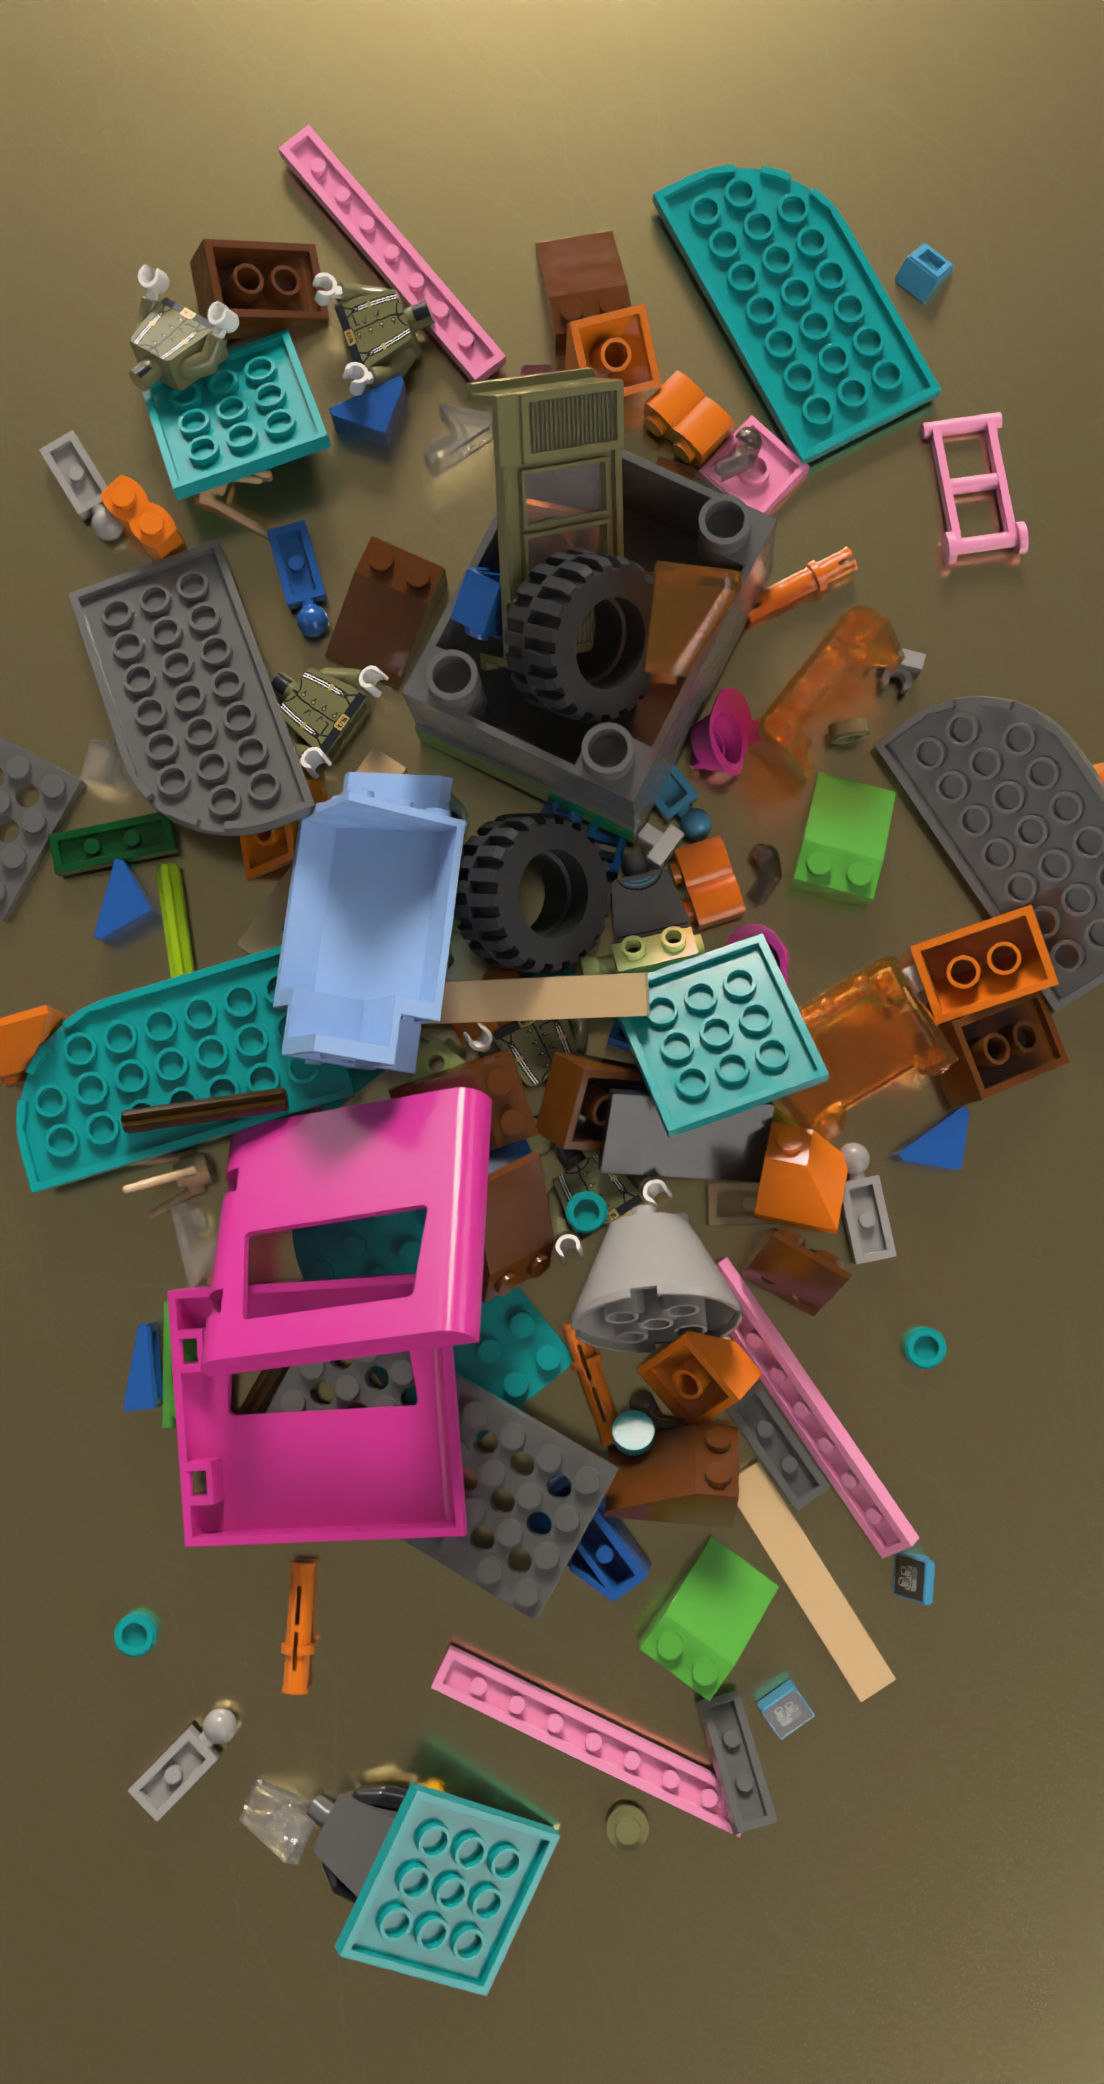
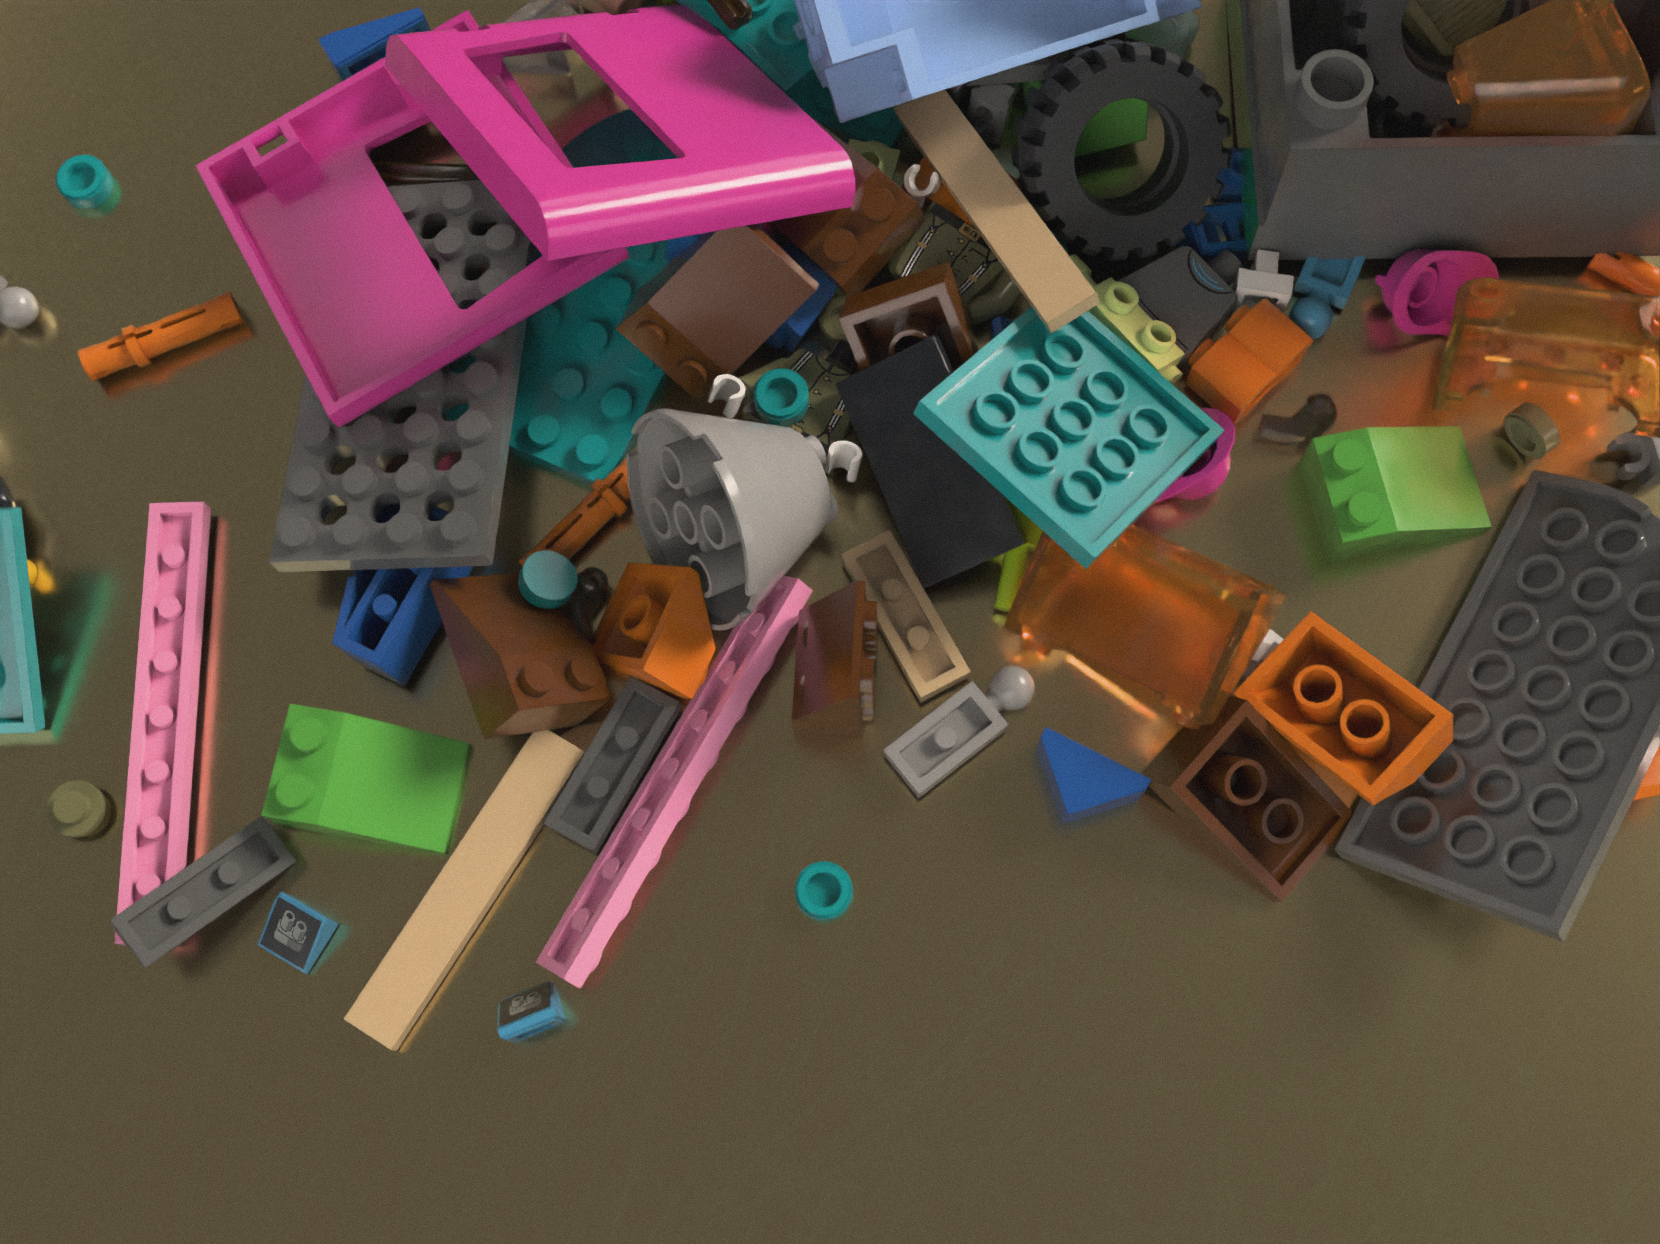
camera: 70 degrees right, 10 degrees down
(801, 1180) = (951, 623): orange slope -> none

